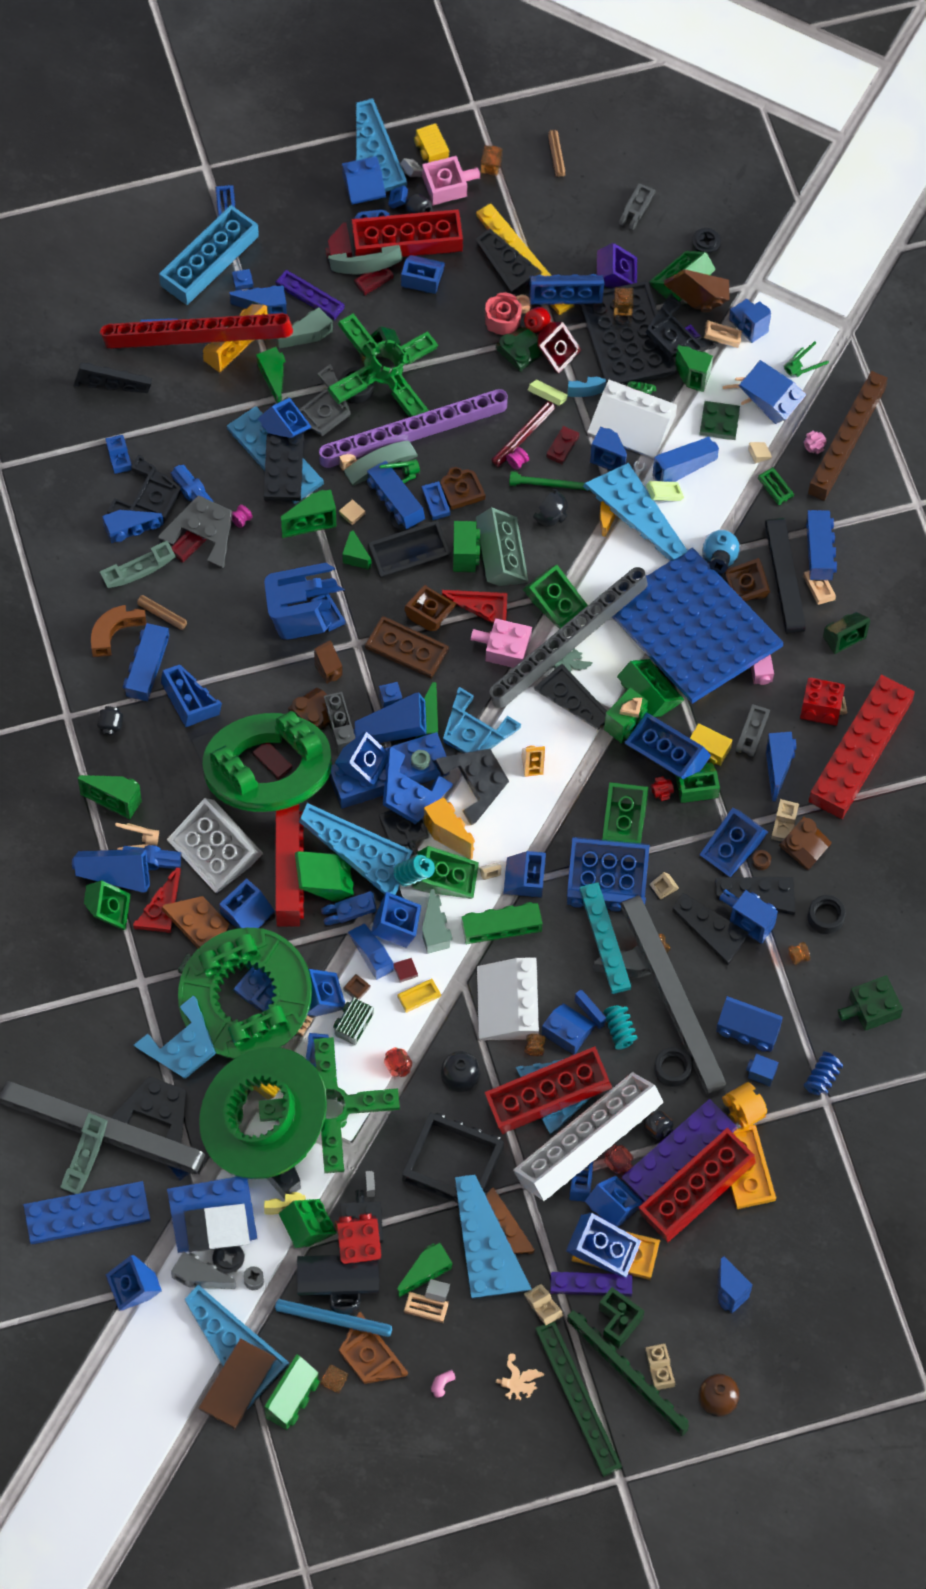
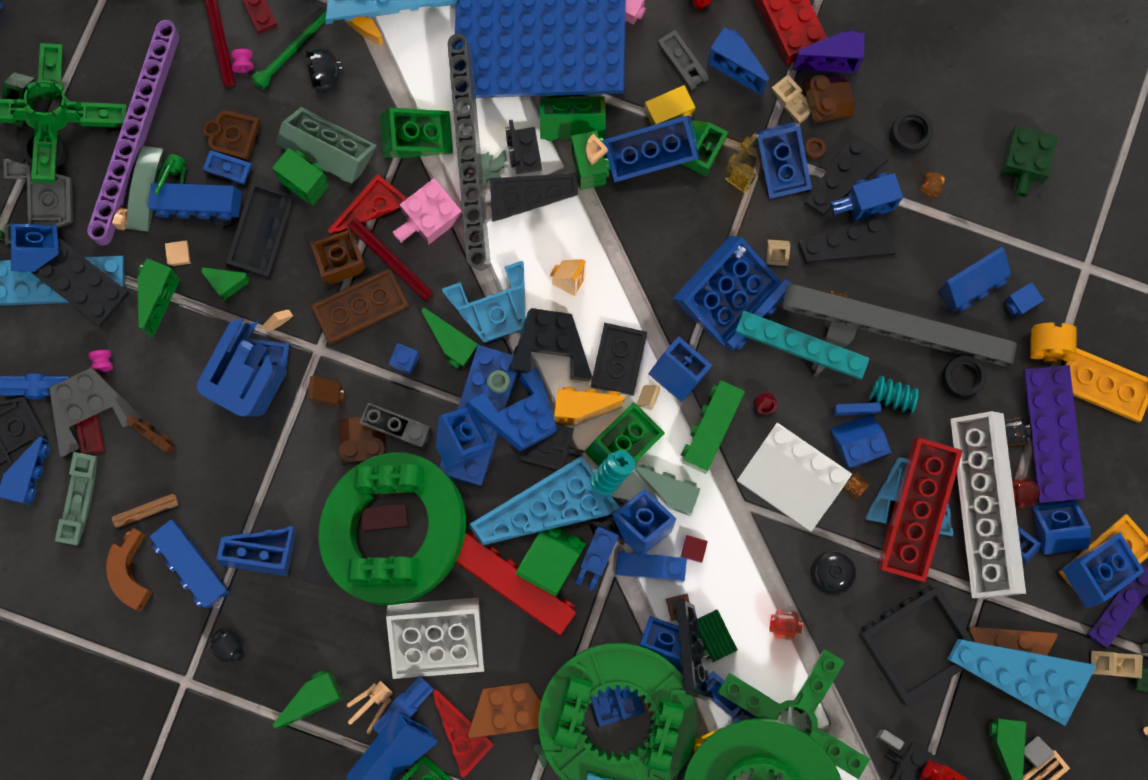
camera: 55 degrees left, 15 degrees up
(216, 574) = (146, 430): none -> reddish brown wing
(246, 906) = (527, 655): blue slope -> none
(328, 1006) = (692, 652): none -> black wing
(355, 602) = (277, 320): none -> light nougat tile
(395, 722) = (437, 376): blue slope -> none
(419, 995) = (728, 555): yellow tile -> none
(453, 642) = (390, 259): none -> dark red axle
(502, 833) = (618, 359): none -> black tile
(546, 947) = (765, 403): none -> dark red tile
(600, 670) = (525, 150): none -> black bracket
(625, 812) = (682, 232): green slope -> none
(662, 788) = (683, 182): red gear -> none
(697, 1185) = (1104, 442): red brick -> none
(707, 811) = (742, 174): none -> clear yellow bracket
(823, 1074) = (1066, 250): blue piece -> none
(838, 820) = (835, 54): none -> dark purple slope

